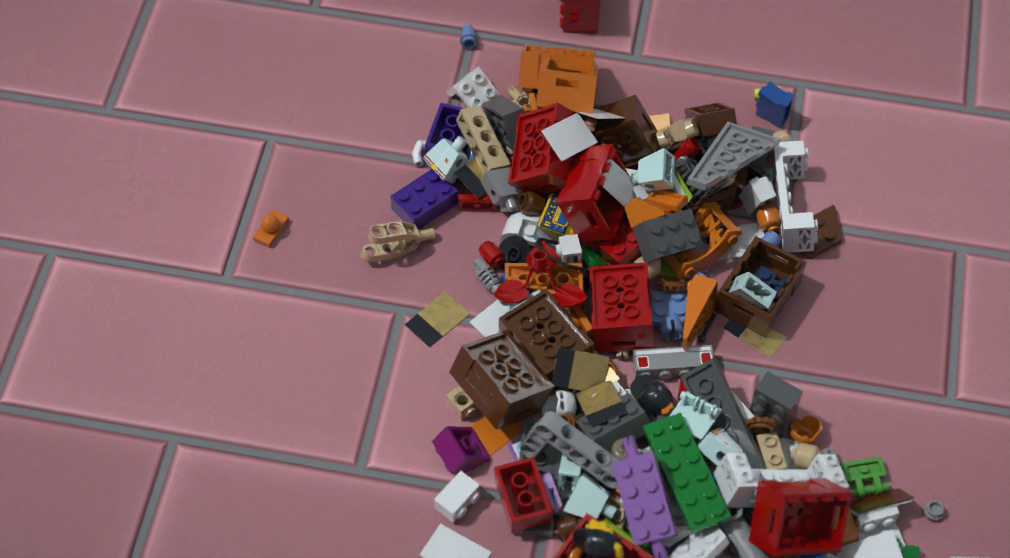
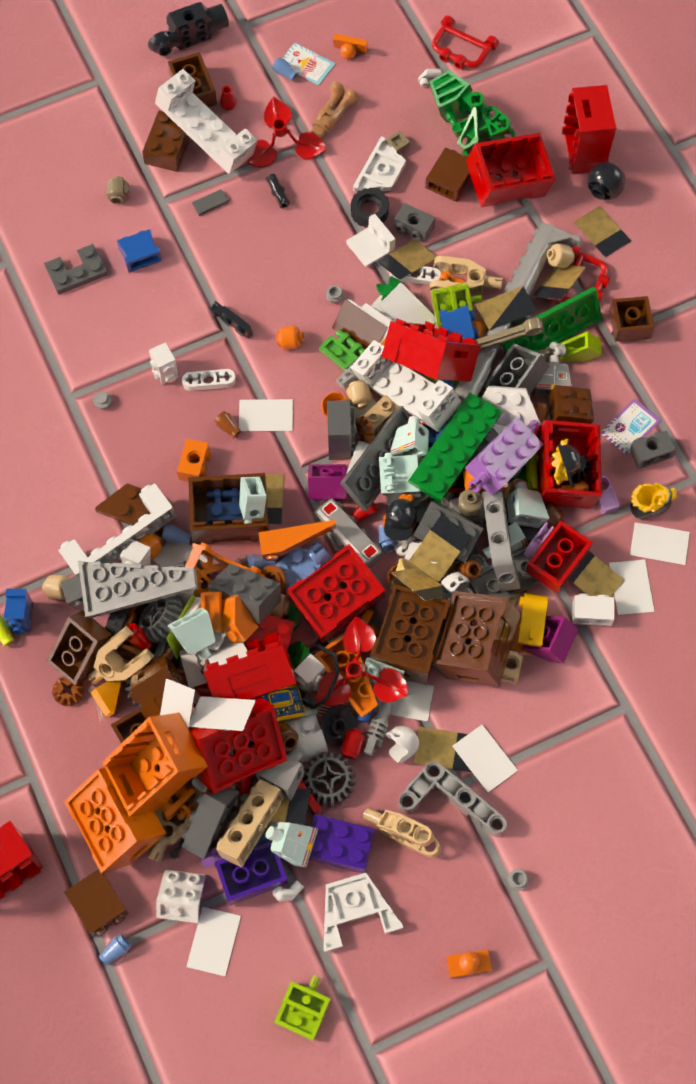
camera: 125 degrees left, 10 degrees up
(298, 297) = (518, 879): none -> light grey plate
(333, 113) = (303, 1009): none -> lime plate
(376, 186) = (352, 900): none -> white wing
(400, 296) = (453, 789): none -> light grey beam
(406, 340) = (485, 758): none -> white sticker
(424, 95) = (213, 941): none -> white sticker
(464, 287) = (406, 743): none -> white helmet
(481, 229) = (335, 776): none -> dark grey gear
(485, 526) = (595, 577): none -> pearl gold sticker
(487, 442) = (532, 619): none -> yellow door
(507, 41) = (96, 903): none -> reddish brown brick
(678, 107) = (66, 699): none -> dark orange gear
(741, 375) = (325, 481): none -> magenta slope
(825, 284) = (193, 451): none -> orange brick
(839, 379) = (266, 415): none -> white sticker
(849, 340) = (227, 424): none -> dark orange cone
(900, 359) = (212, 373): none -> white beam
(907, 439) = (289, 337): none -> orange head
(939, 266) = (102, 400): none -> light grey plate
(942, 320) = (163, 364): none -> white brick
(959, 406) = (231, 318): none -> black hinge

